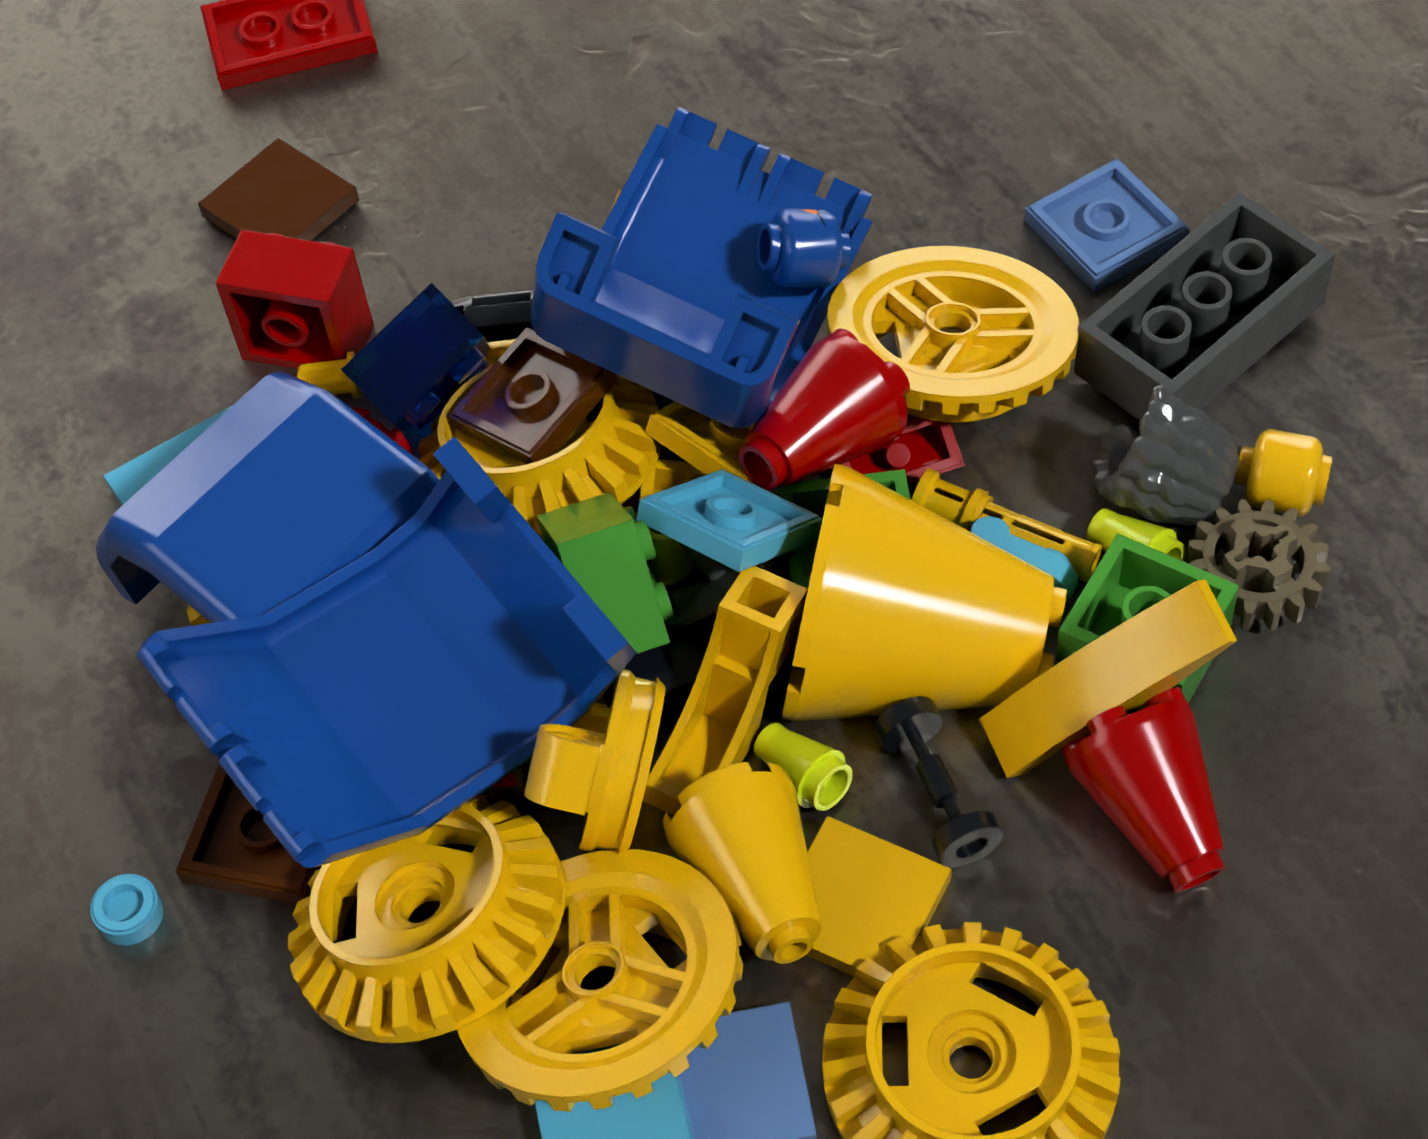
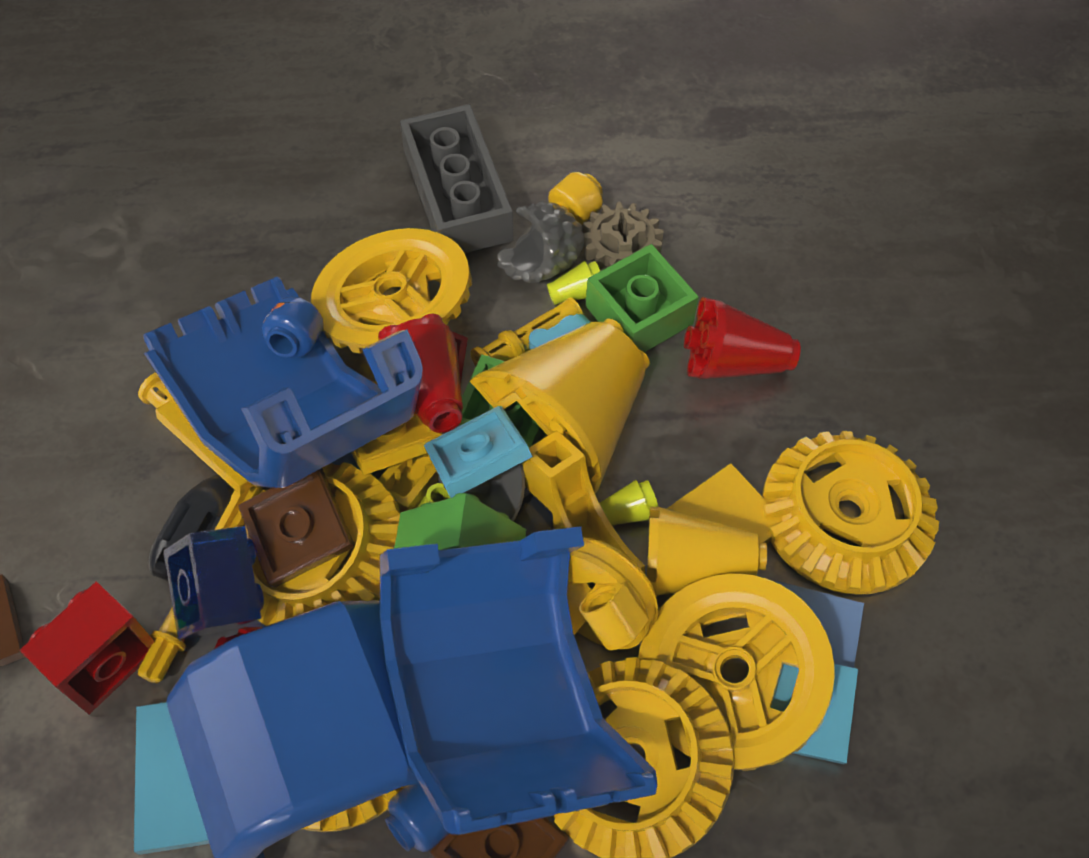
camera: 70 degrees left, 5 degrees up
(966, 836) = (677, 443): black wheel -> none
(1105, 225) = (351, 197): medium blue tile -> none
(1114, 670) = (684, 324): yellow slope -> none

